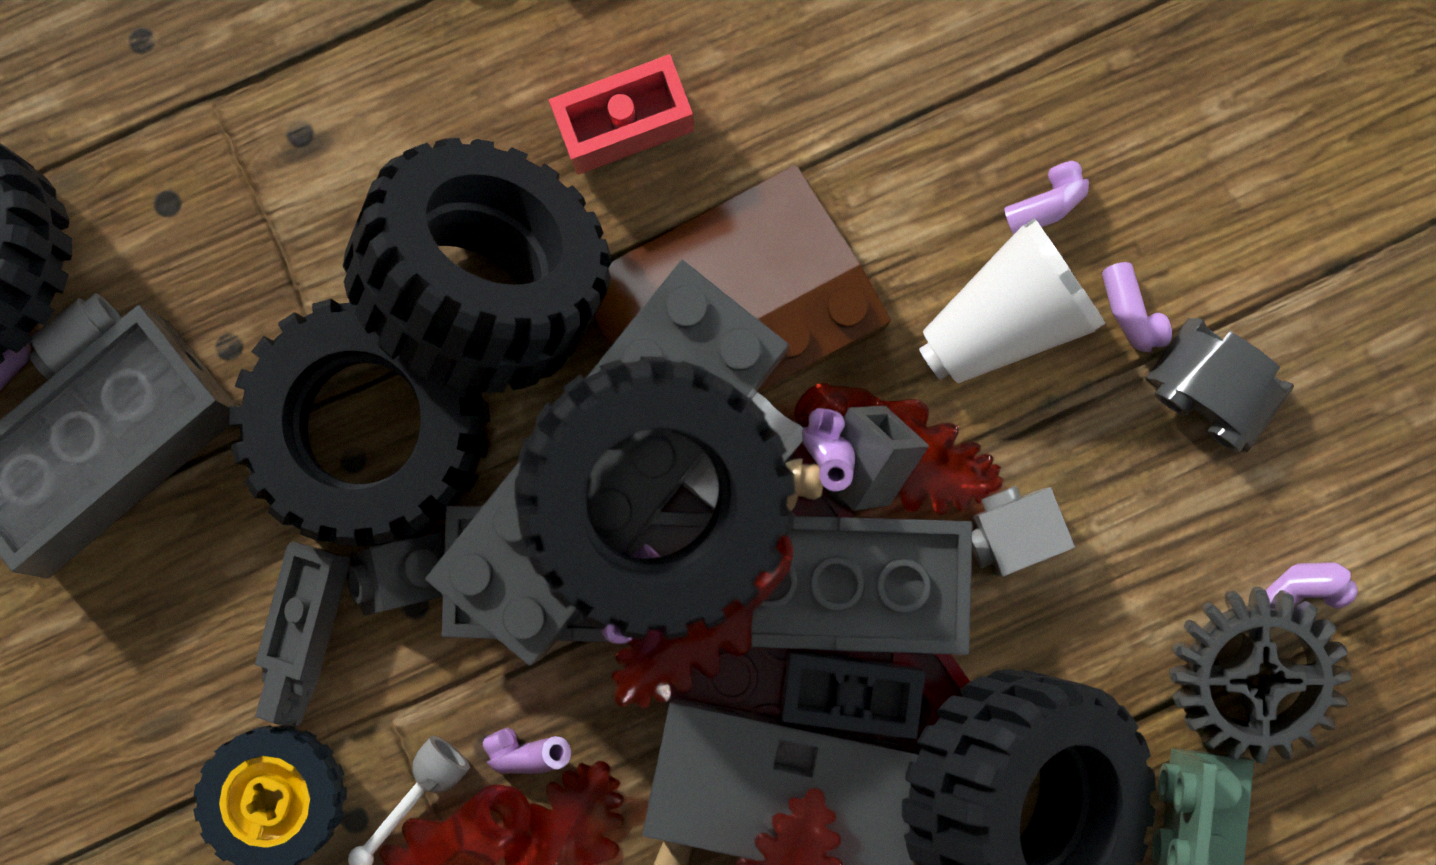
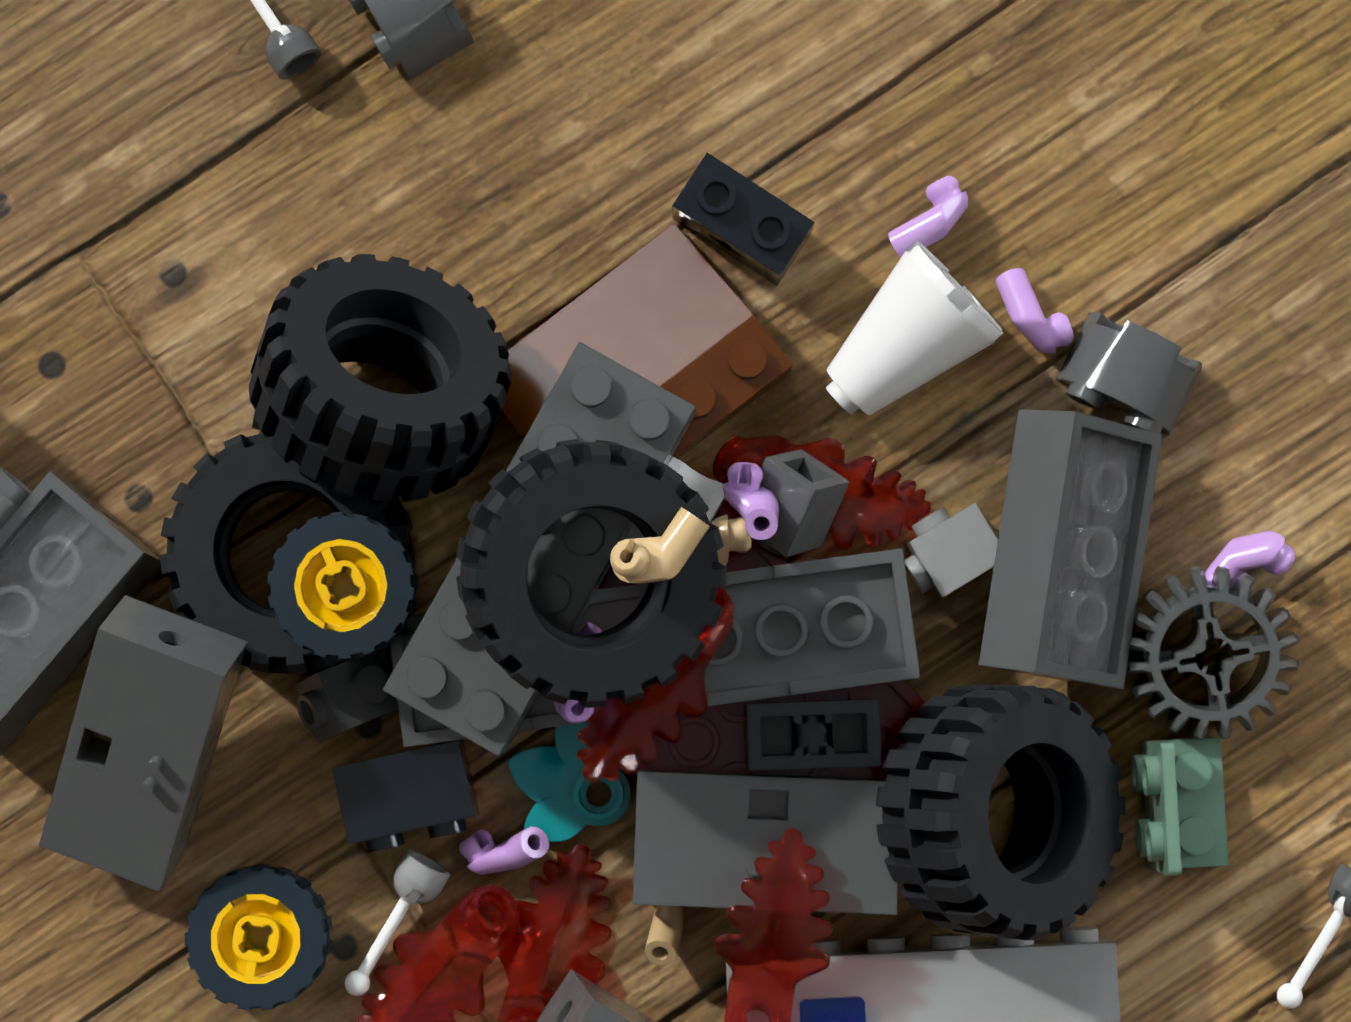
camera: 15 degrees left, 0 degrees up
(180, 588) = (142, 742): none -> dark grey brick
(298, 630) = (259, 767): dark grey hinge -> none
(403, 467) = (343, 586): none -> black wheel
(438, 681) = (406, 793): none -> black piece
(587, 693) = (558, 786): none -> teal plate
(623, 114) = (495, 204): coral brick -> none
(726, 494) = (660, 556): none -> tan arm
(863, 169) = (742, 219): none -> black brick
(1139, 548) = (1070, 548): none -> dark grey brick

